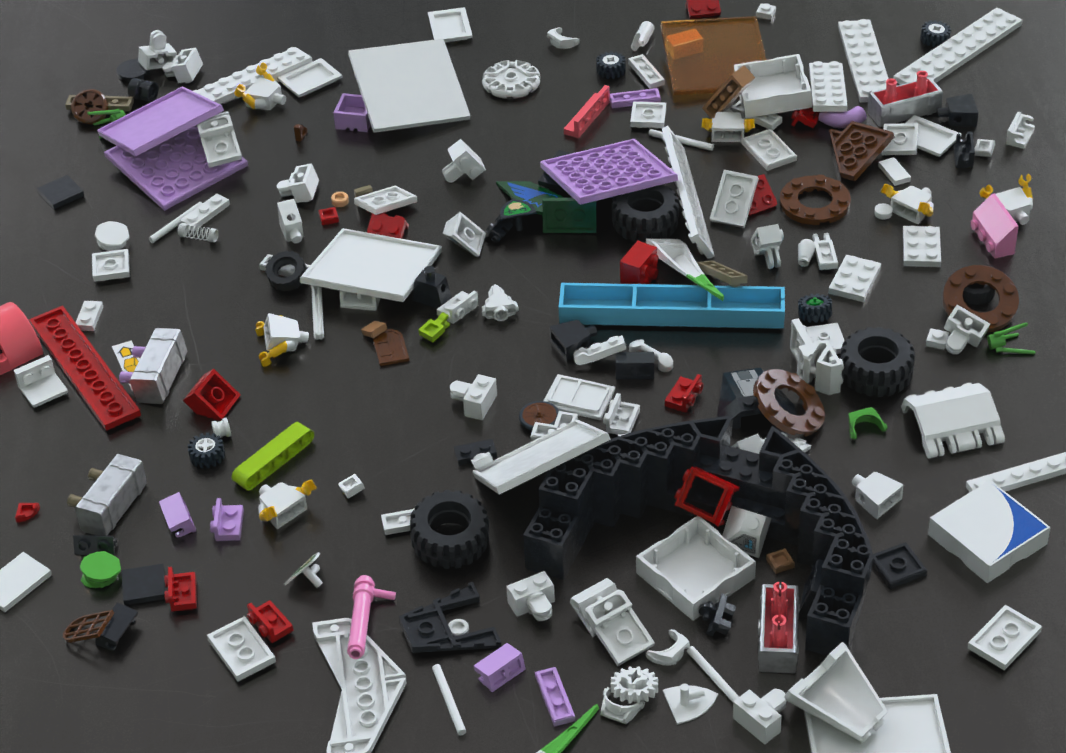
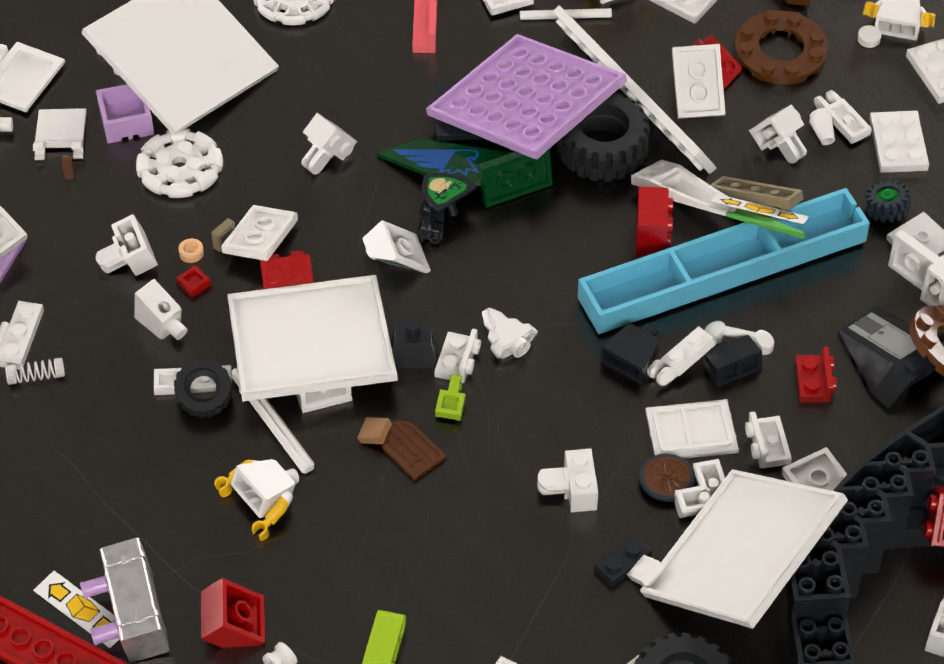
camera: 30 degrees left, 10 degrees up
(310, 112) = (60, 130): none -> white flag
(357, 156) = (184, 179): none -> white plate
(712, 279) = (760, 209): none -> sticker

